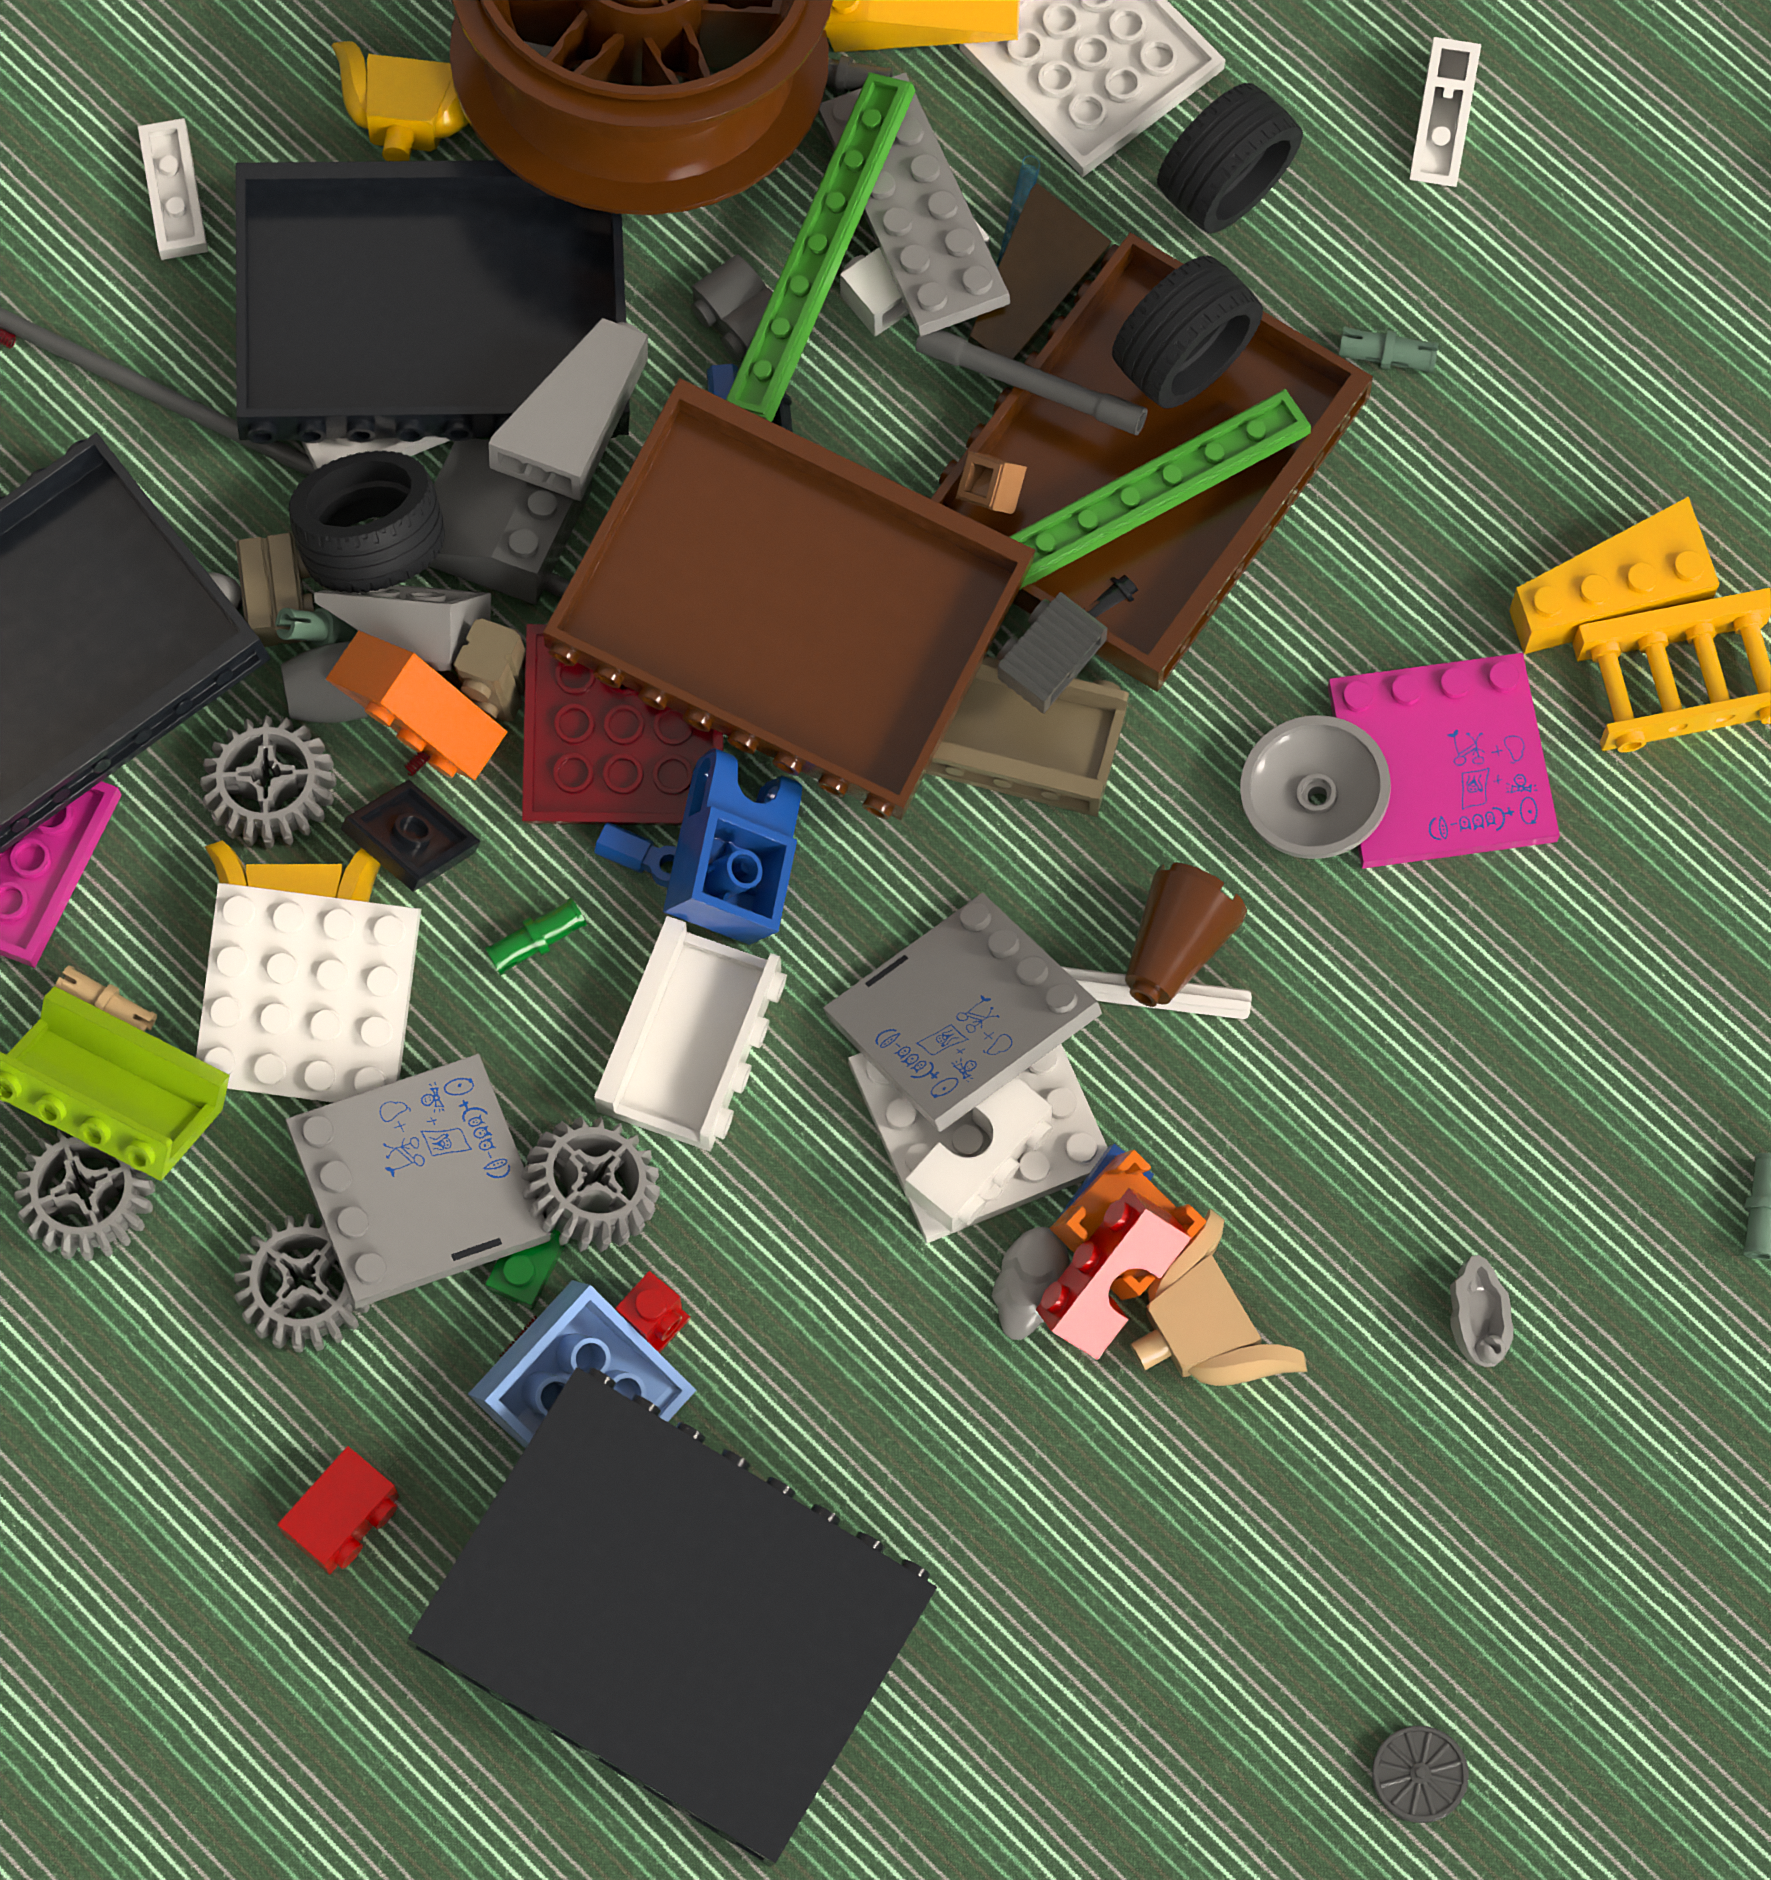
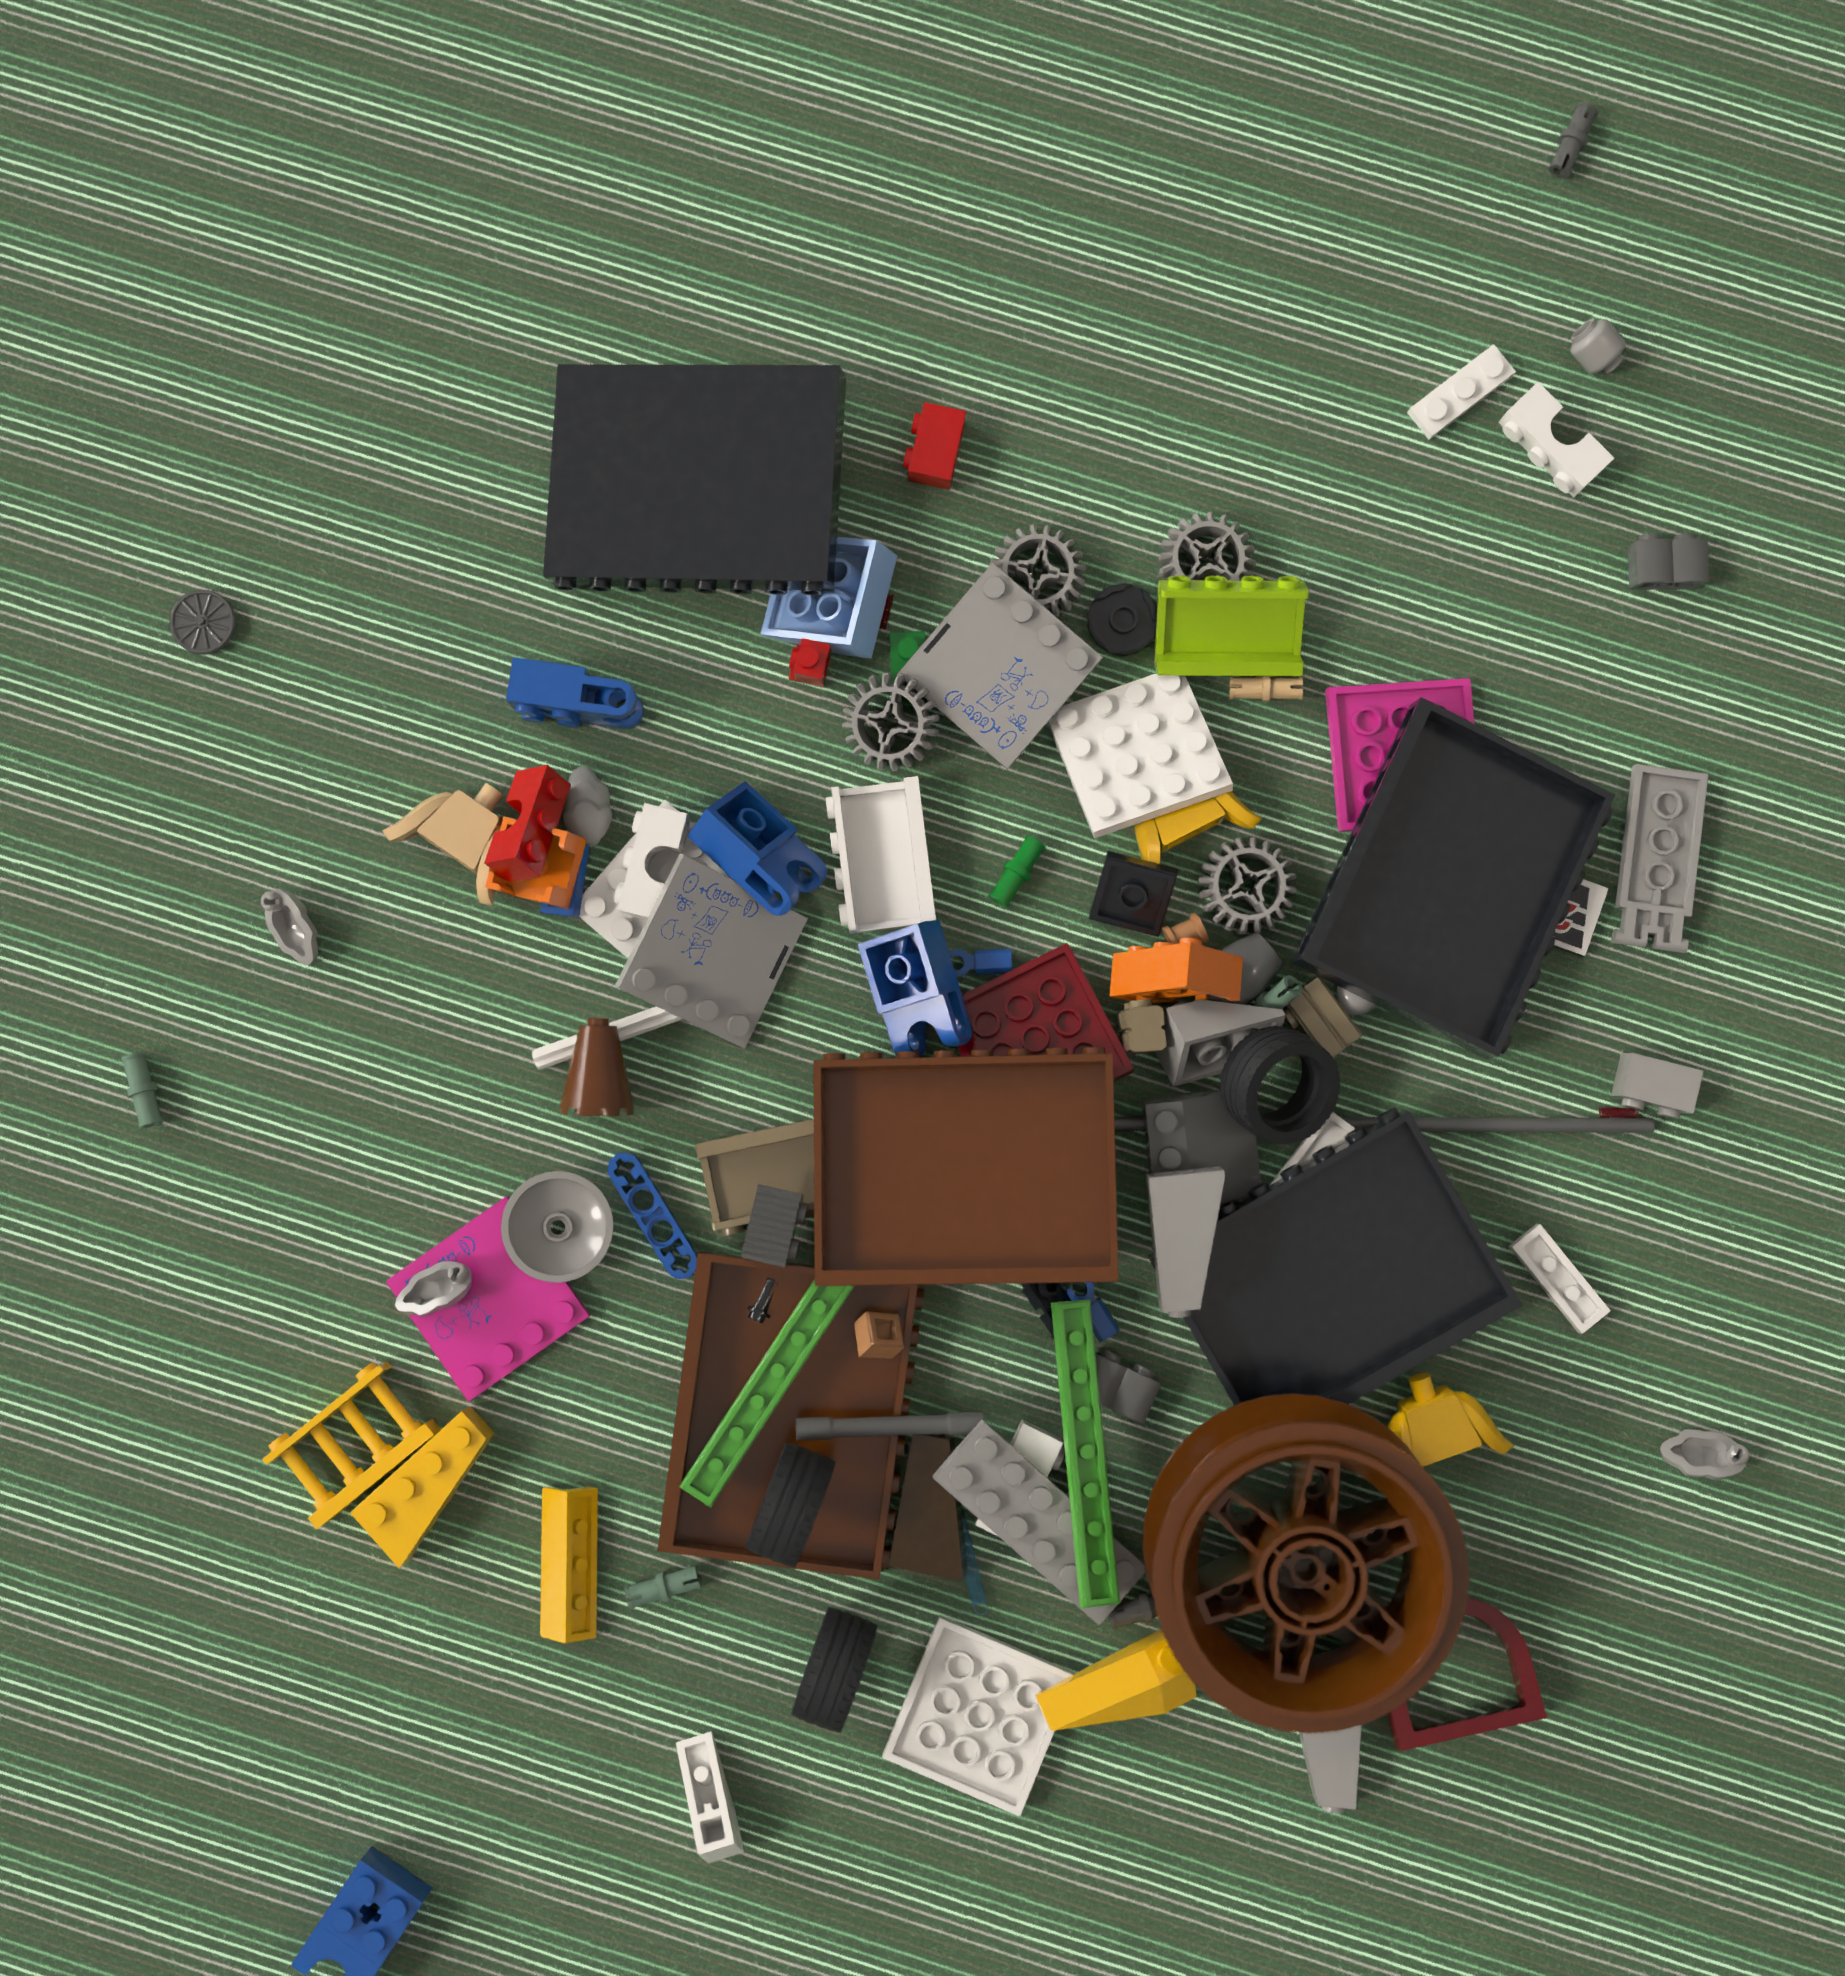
camera: 155 degrees right, 15 degrees up
(229, 1179) = (1122, 619): none -> black tile
(375, 763) = (1188, 929): none -> medium nougat bush
(841, 1105) = (758, 849): none -> blue brick
(978, 1411) = (570, 696): none -> blue brick
(1191, 757) = (650, 1217): none -> blue beam
(1489, 424) = (569, 1564): none -> yellow panel
(1499, 786) = (435, 1289): none -> light grey arm

